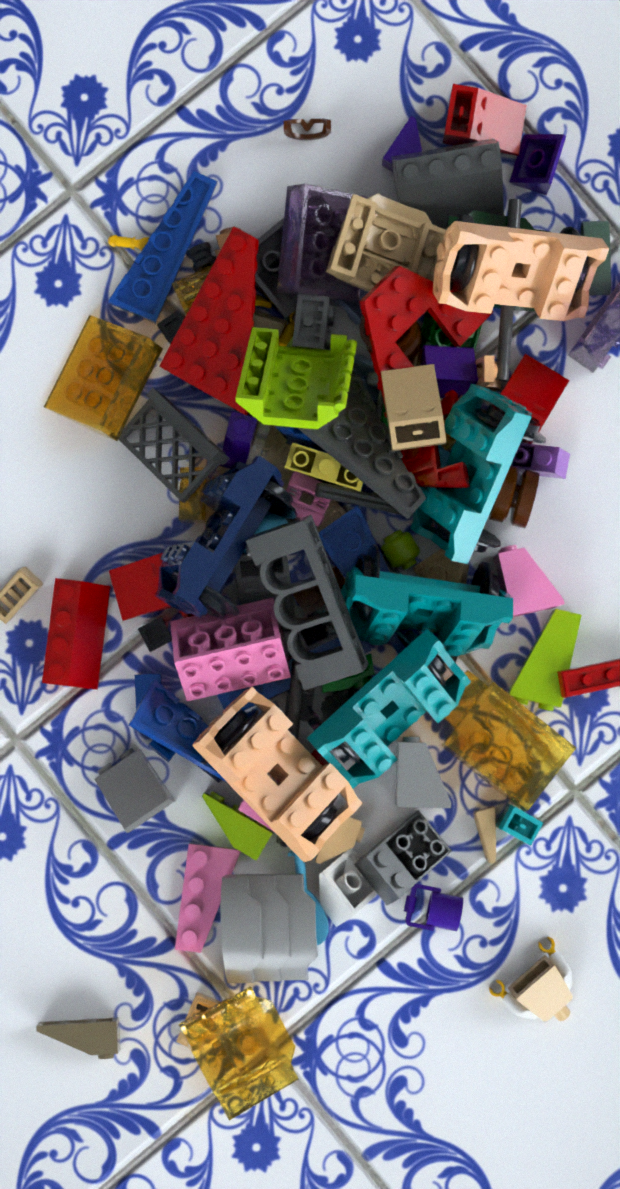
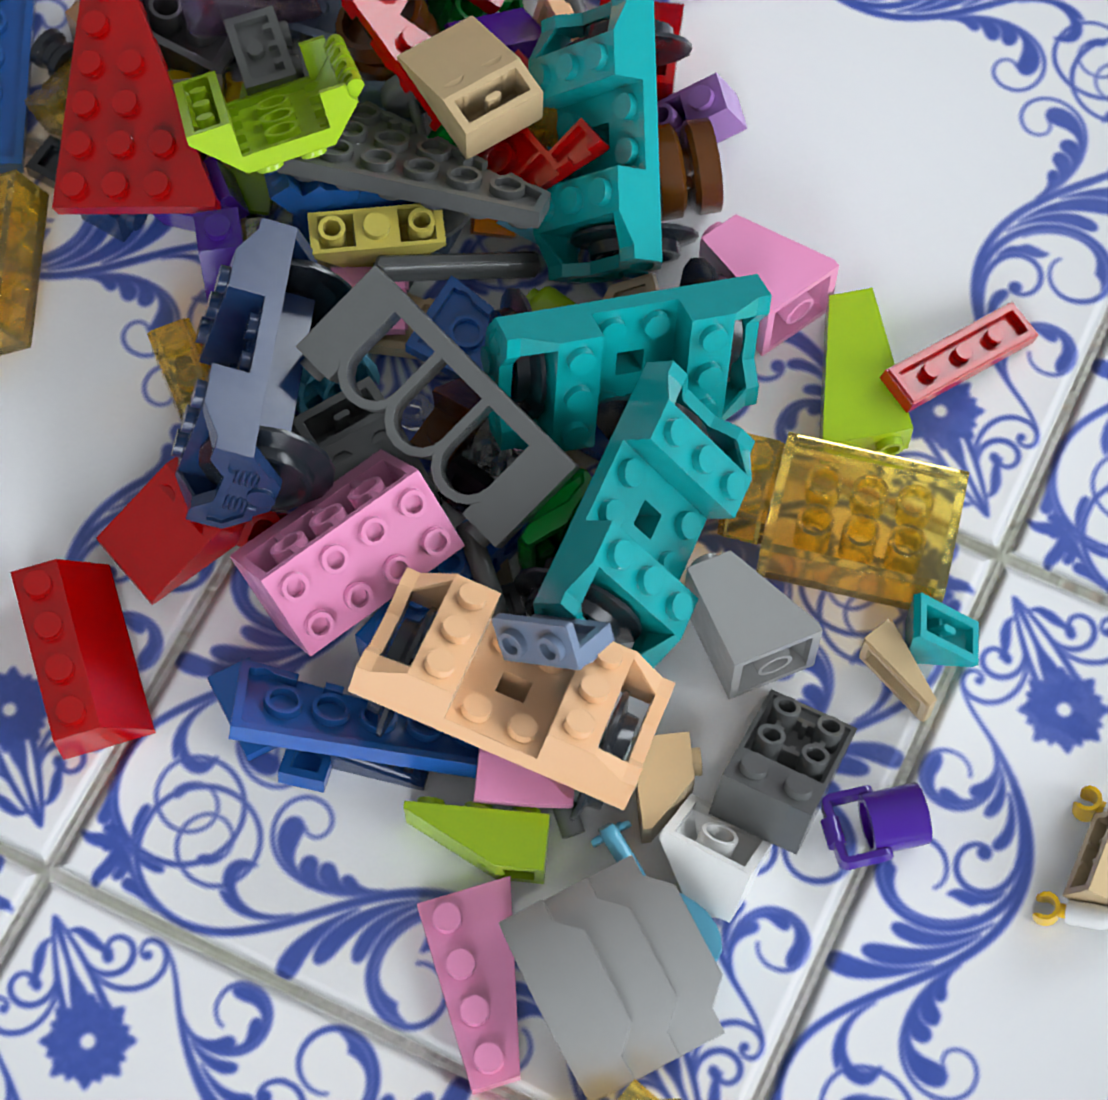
camera: 25 degrees left, 20 degrees down
(133, 789) = (286, 852): light grey slope -> none
(155, 634) = (215, 601): black plate -> none
(189, 432) = (135, 276): dark grey fence -> none
(306, 765) = (551, 639): none -> sand blue bracket

